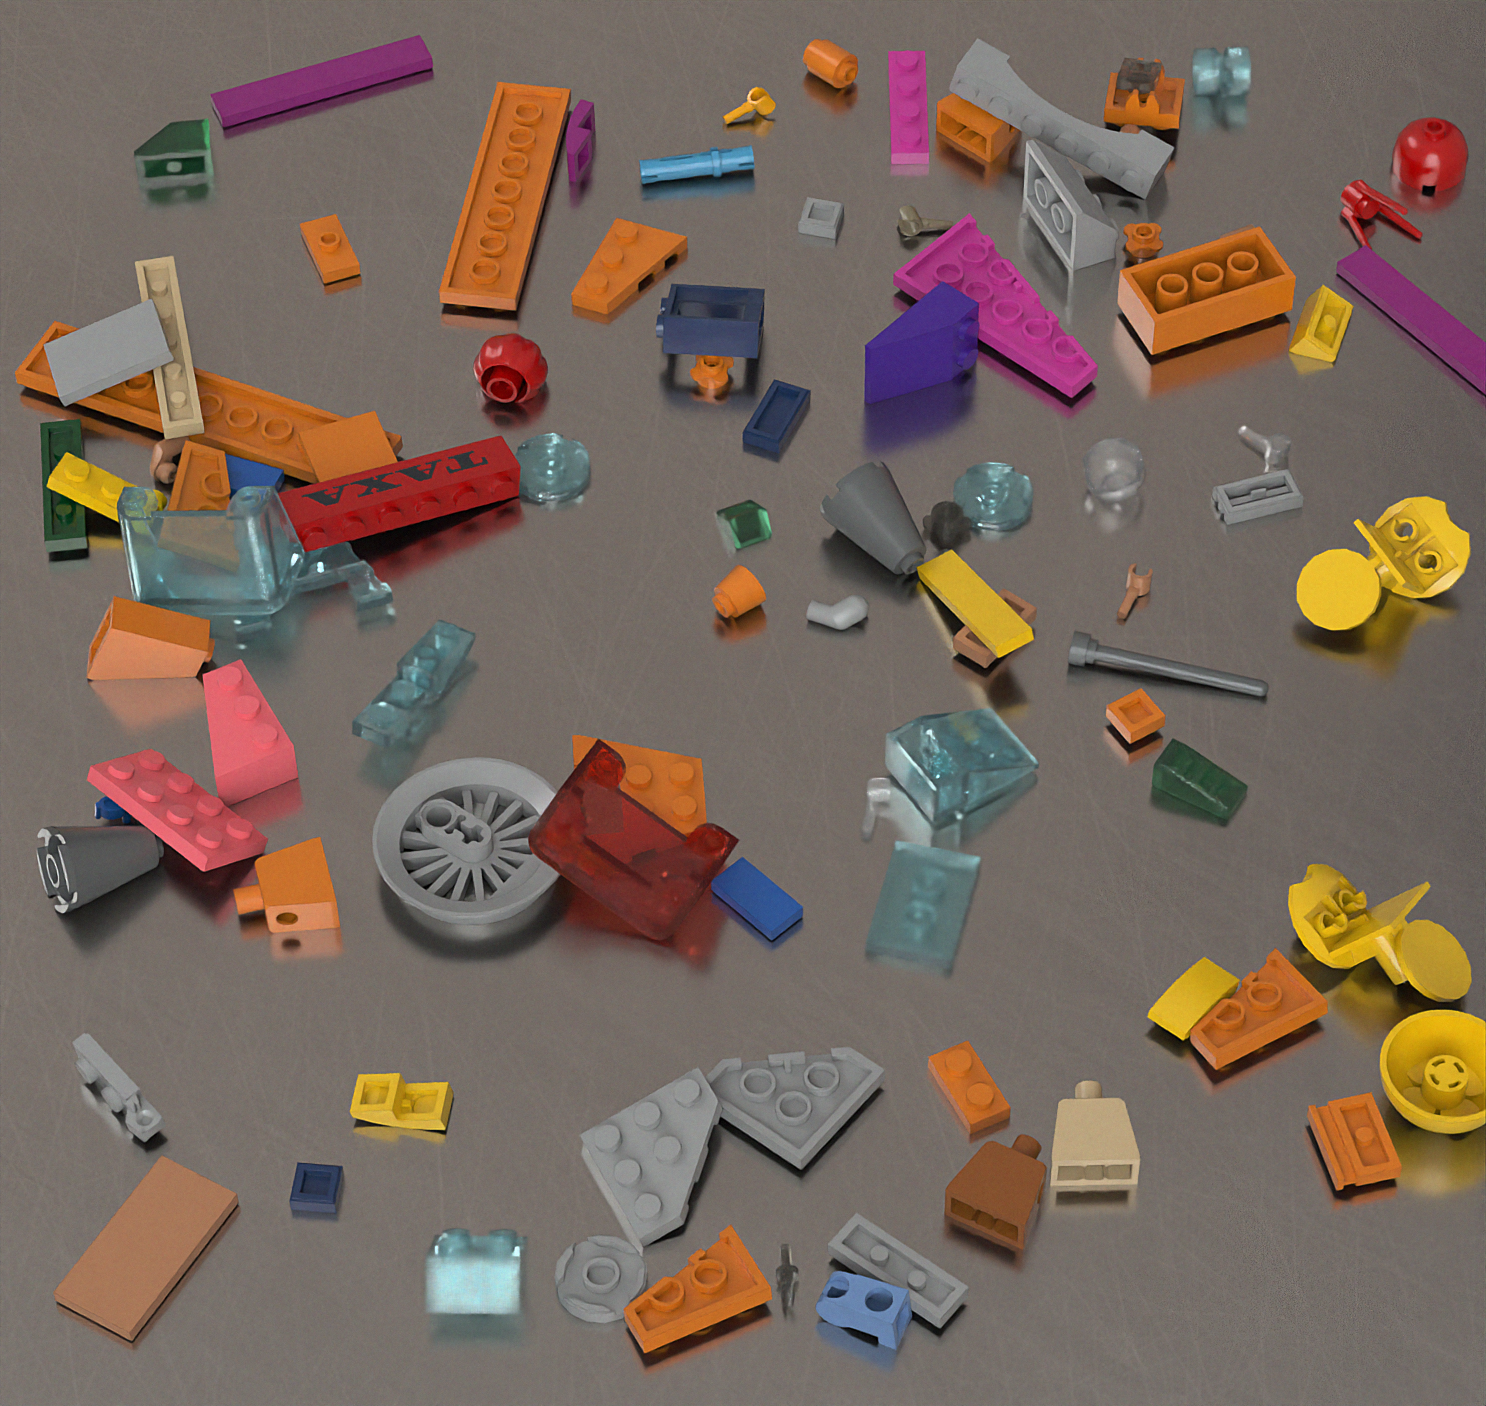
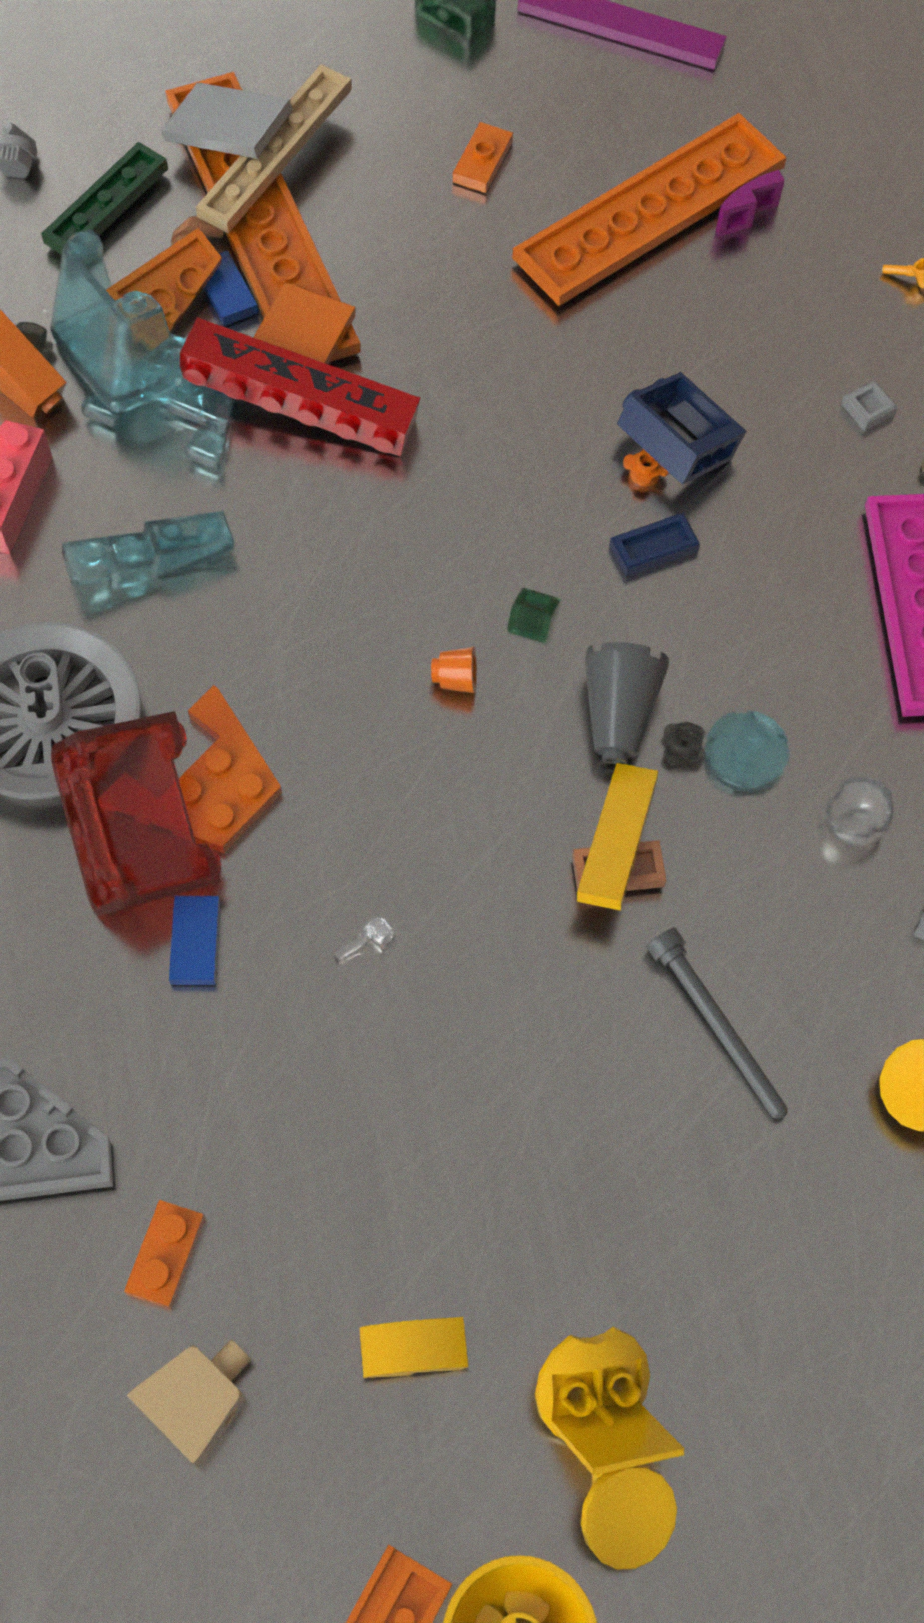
camera: 40 degrees right, 15 degrees up
(92, 486) = (116, 224): yellow plate -> none
(504, 365) = (497, 345): red plant -> none
(552, 467) = (444, 452): clear light blue tile -> none
(622, 261) = (681, 325): orange wing -> none
(697, 164) = (831, 295): dark azure pin -> none
(841, 614) = (517, 753): light grey arm -> none
(923, 345) = (816, 576): dark purple slope -> none
(923, 904) = (308, 1059): clear light blue tile -> none
(955, 759) = (464, 958): clear light blue slope -> none
(1000, 1190) = (79, 1375): dark orange torso -> none
(1135, 587) = (771, 929): nougat hand -> none
(1135, 715) = (644, 1045): orange plate -> none
(1190, 761) = (625, 1110): clear green slope -> none
(1261, 1011) = (452, 1413): orange wing -> none

